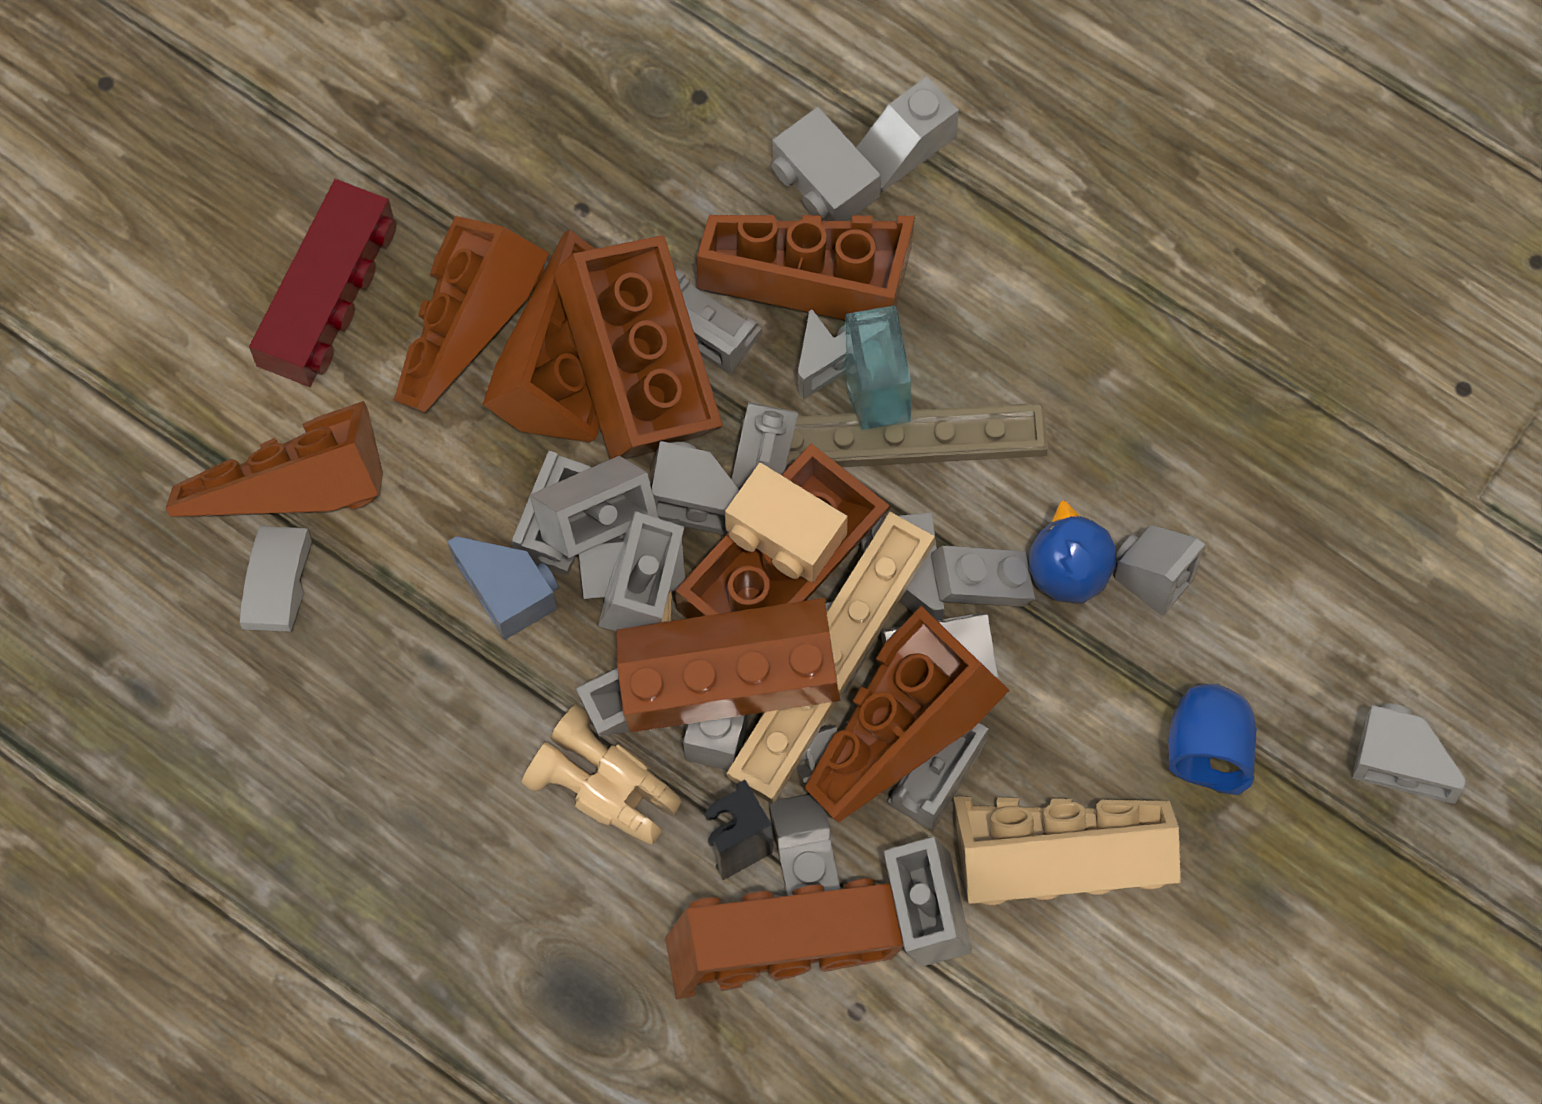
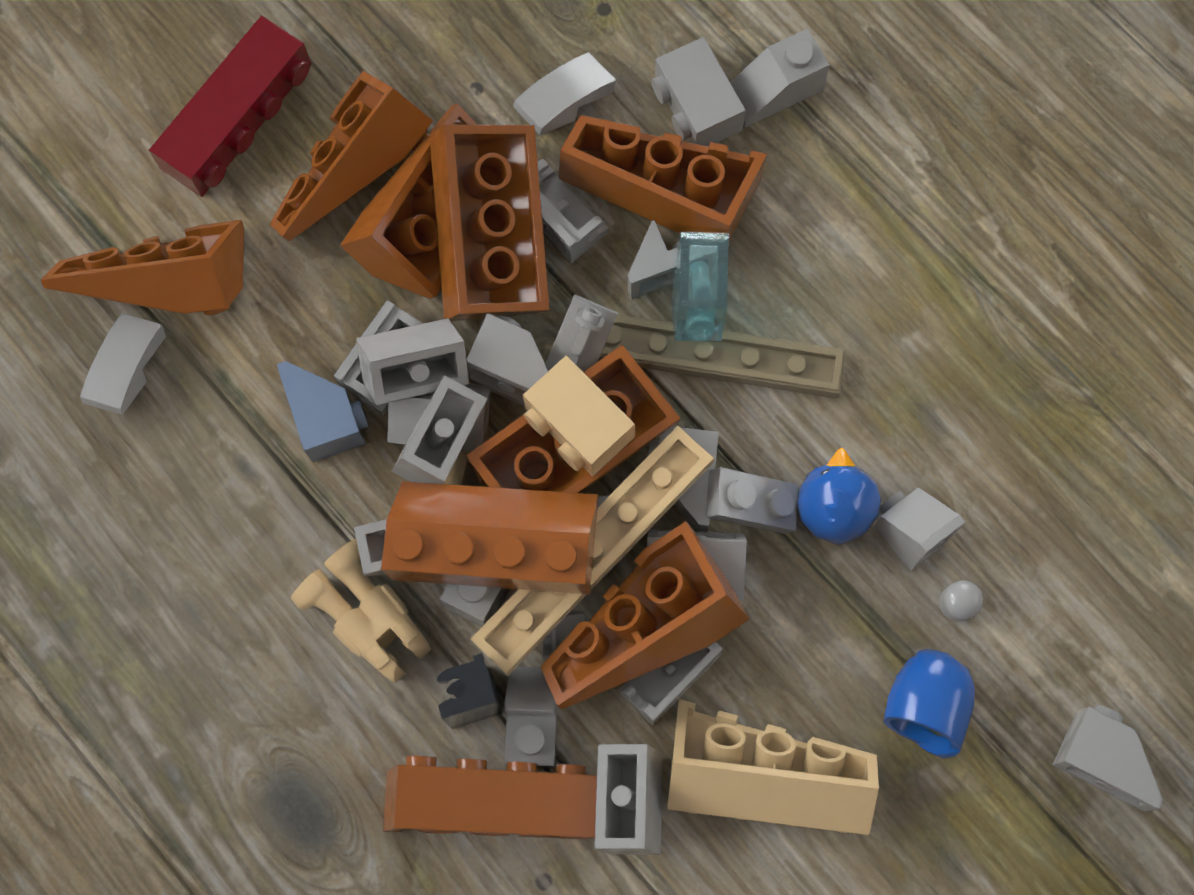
camera: 15 degrees right, 5 degrees up
(676, 198) = (556, 97): none -> light grey slope
(1221, 633) = (961, 601): none -> light grey piece

